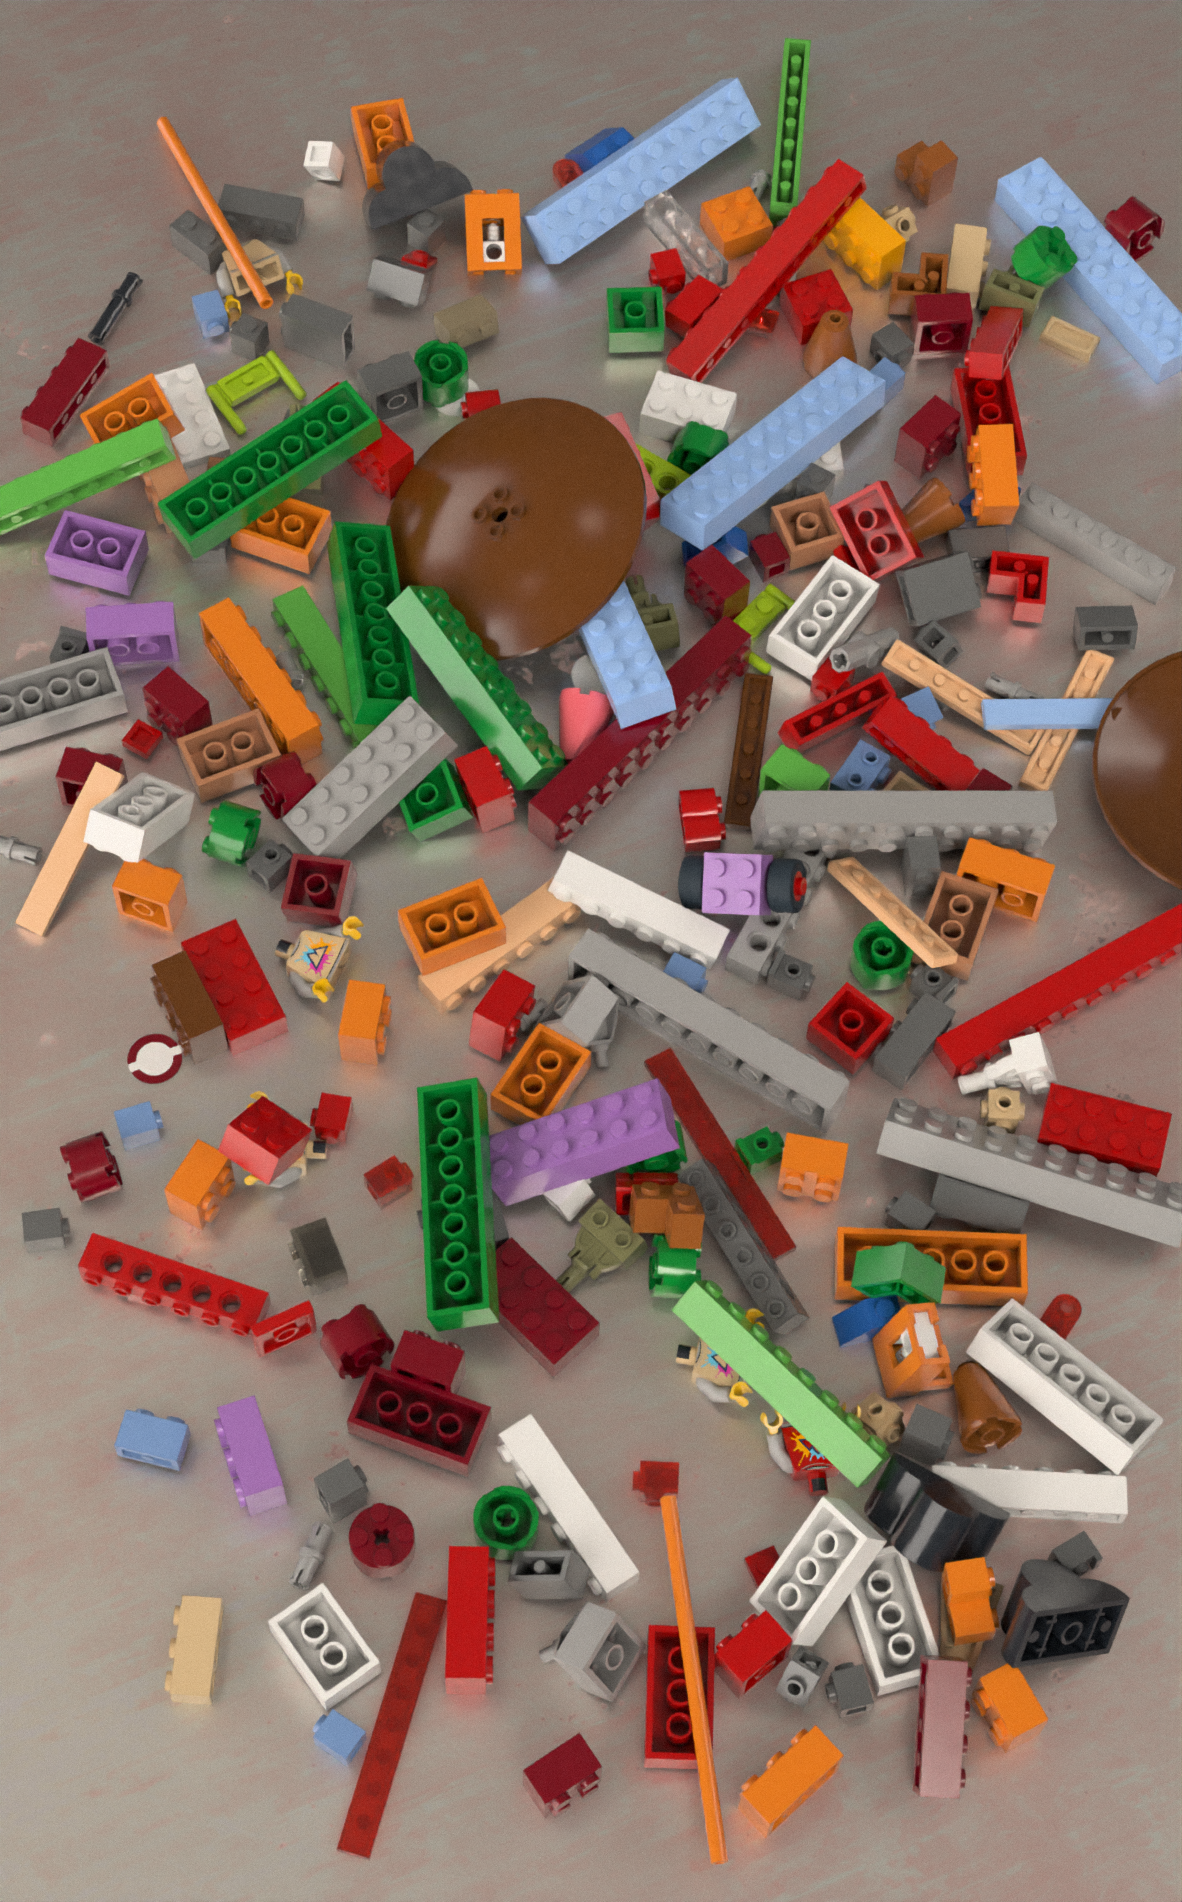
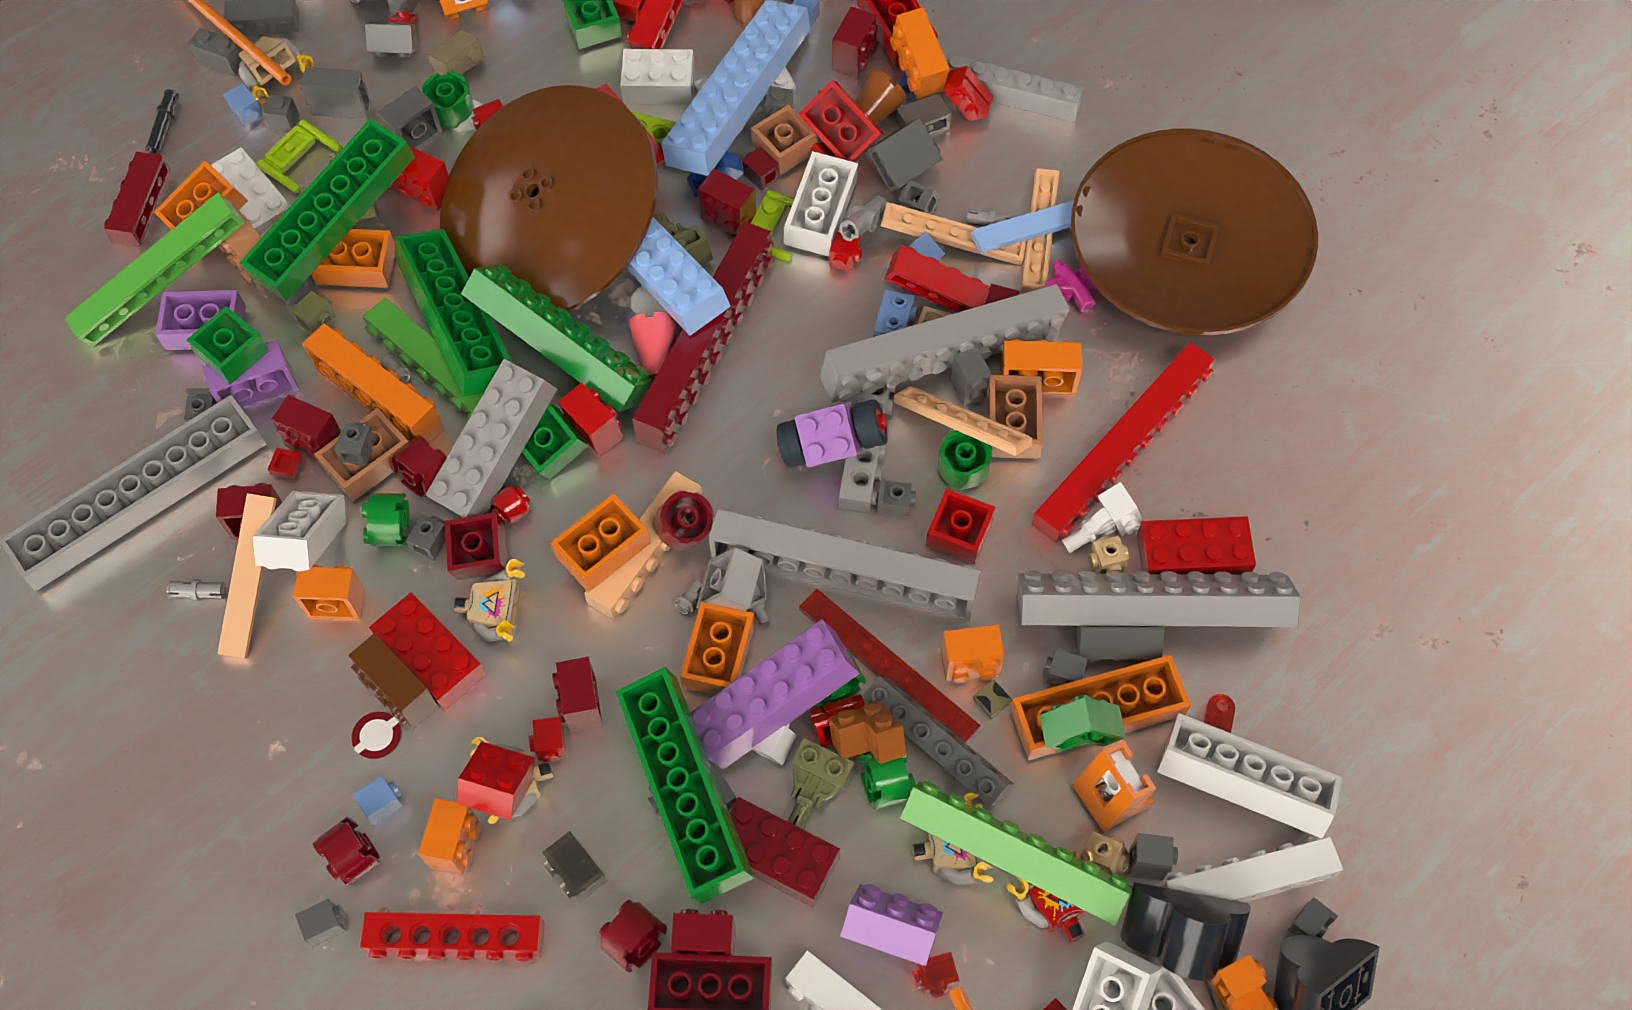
camera: 15 degrees left, 0 degrees up
(120, 593) = (228, 345): none -> green brick
(220, 579) = (313, 312): none -> olive brick
(223, 741) = (355, 443): none -> dark grey brick
(284, 1328) = (564, 944): red tile -> none
(364, 1022) = (549, 643): orange brick -> none
(370, 856) = (511, 504): none -> red head
(377, 1081) = (577, 695): none -> dark red brick
(388, 1181) = (615, 780): clear red brick -> none
(500, 1015) = (665, 606): red brick -> none
(553, 914) = (680, 506): none -> dark red brick
(627, 1414) = (892, 923): none -> brick
(638, 910) = (752, 481): white brick -> none
(687, 970) = (811, 519): medium blue brick -> none
(696, 446) = (674, 97): green brick -> none
(700, 819) = (777, 392): red brick -> none
(748, 751) = (797, 327): reddish brown tile -> none
(756, 1158) = (918, 659): green brick -> none
(791, 772) = (840, 330): bright green brick -> none
(819, 1223) = (992, 699): none -> olive tile
(835, 713) = (857, 276): red brick -> none
(864, 1320) = (1062, 771): blue slope -> none
(912, 1040) = (1013, 520): dark grey brick -> none
(943, 987) = (1013, 471): dark grey brick -> none
(983, 1410) = (1188, 817): dark orange cone -> none
(1021, 577) = (966, 128): red brick -> none
(1037, 534) = (968, 93): none -> red brick
(1076, 796) = (1073, 285): none -> dark pink plant
(1105, 627) = (1044, 148): dark grey brick -> none

